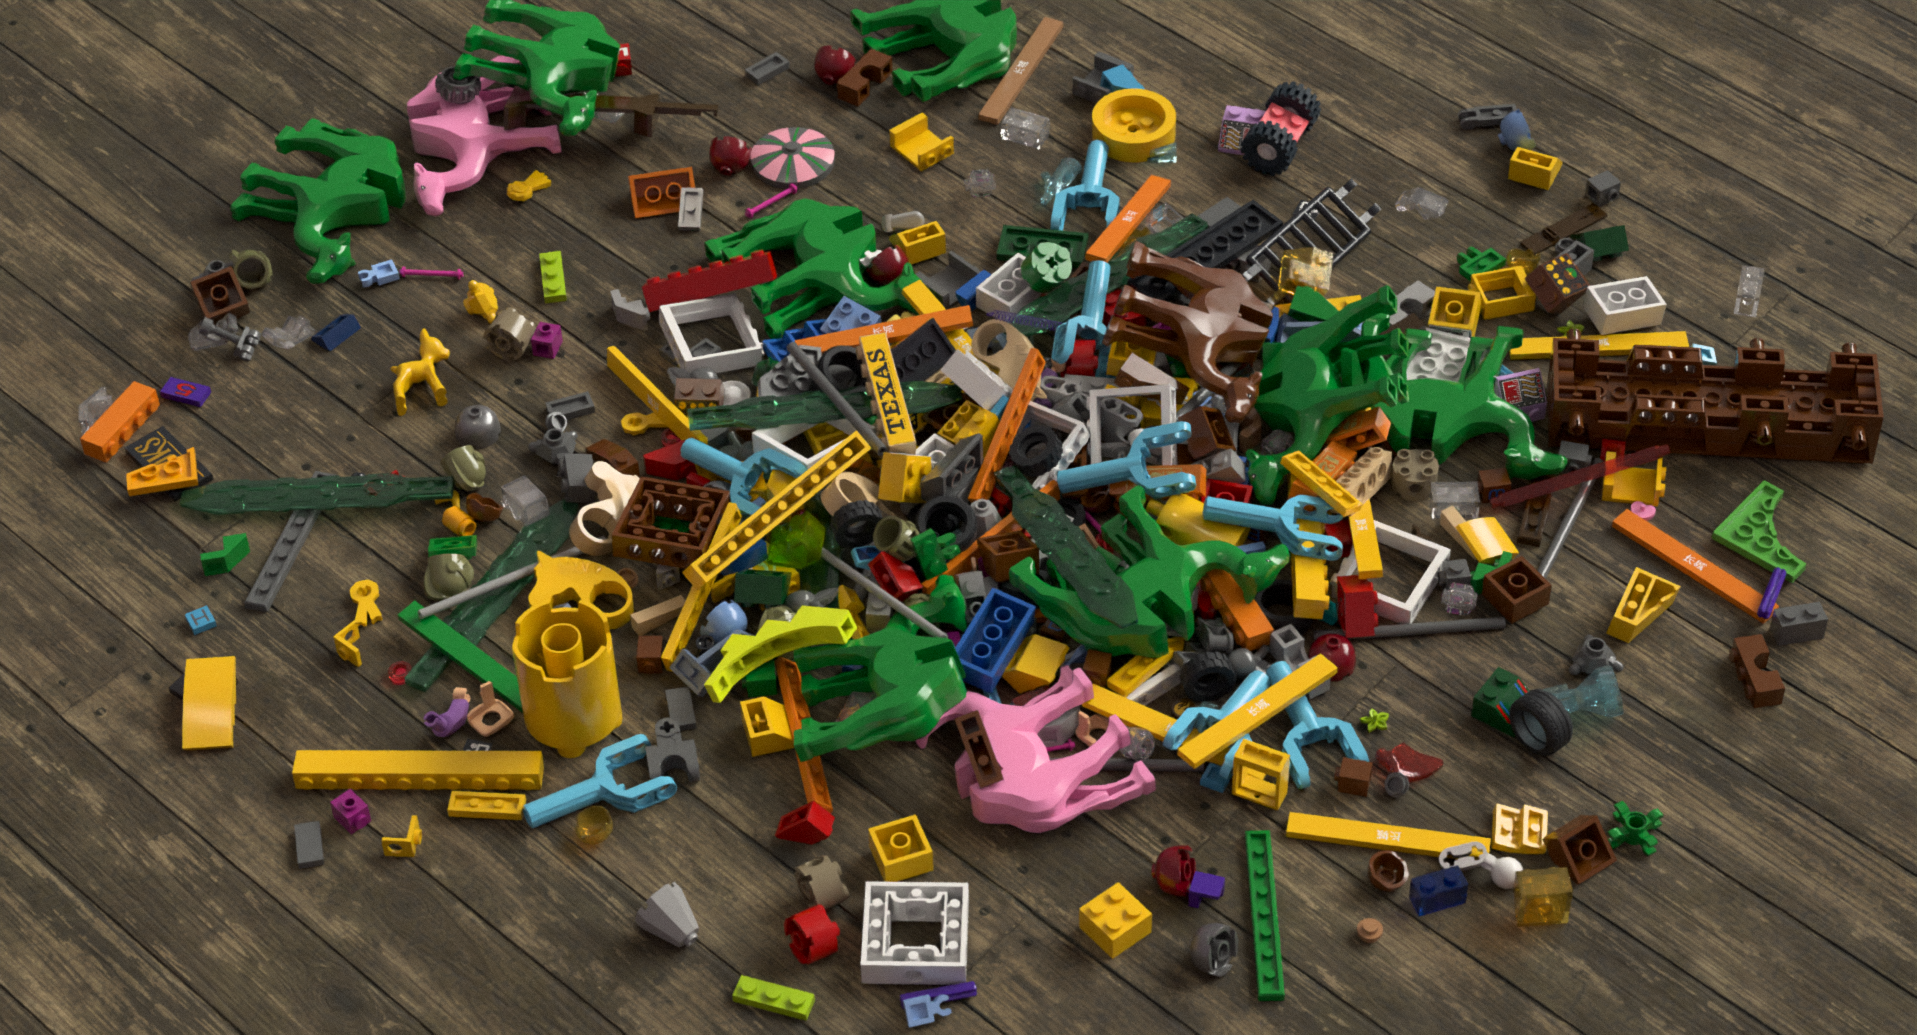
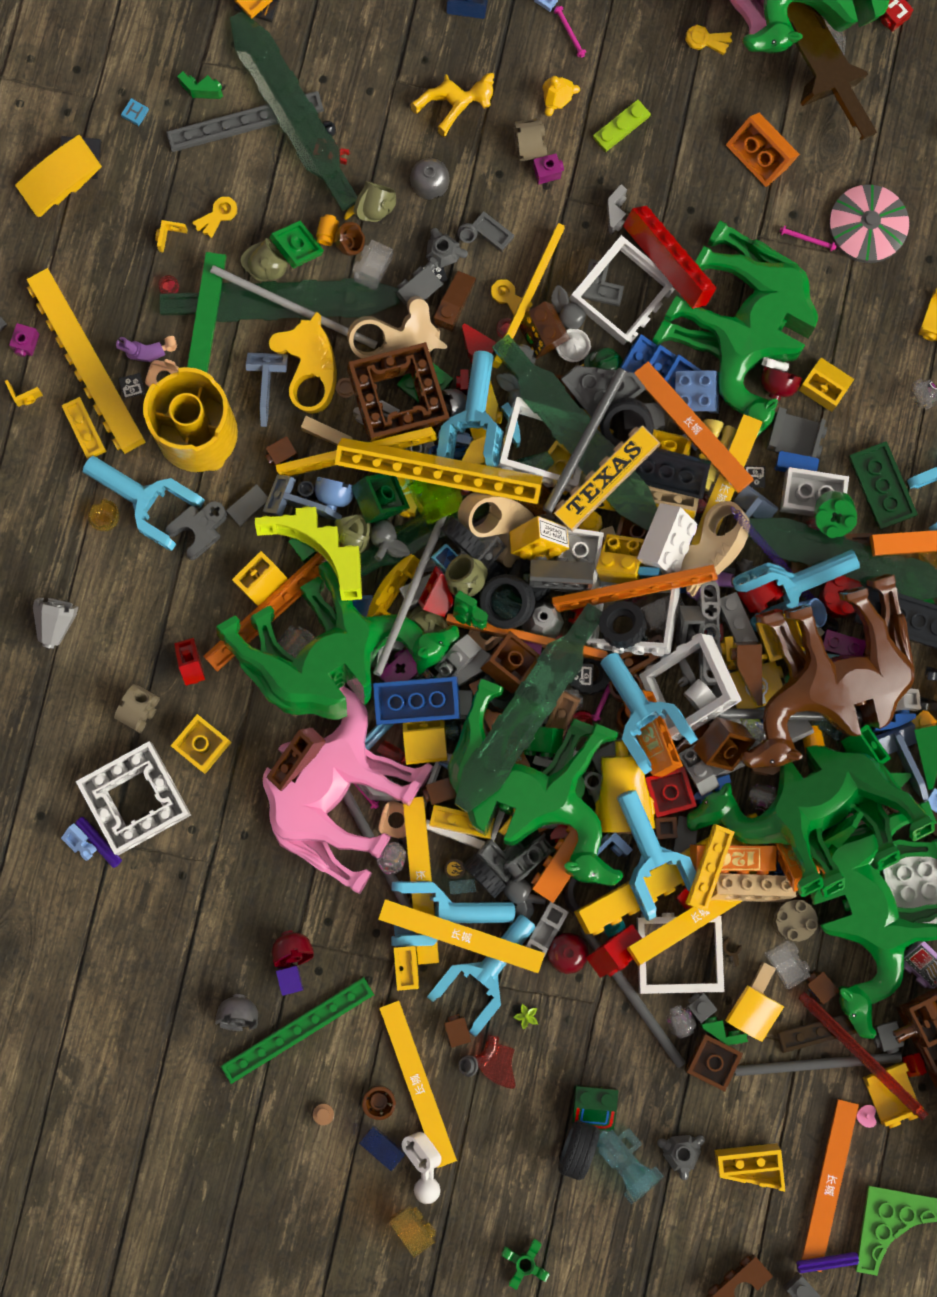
camera: 55 degrees right, 35 degrees up
(690, 209) = (755, 183): light grey plate -> none
(729, 155) = (830, 176): dark red cylinder -> none
(773, 997) = (35, 730): lime plate -> none
(812, 934) = (90, 728): red brick -> none
(902, 221) = (846, 361): light grey piece -> none
(1115, 920) = (226, 930): yellow brick -> none
(1519, 829) = (479, 1176): yellow slope -> none
(1580, 847) = (483, 1231): reddish brown slope -> none

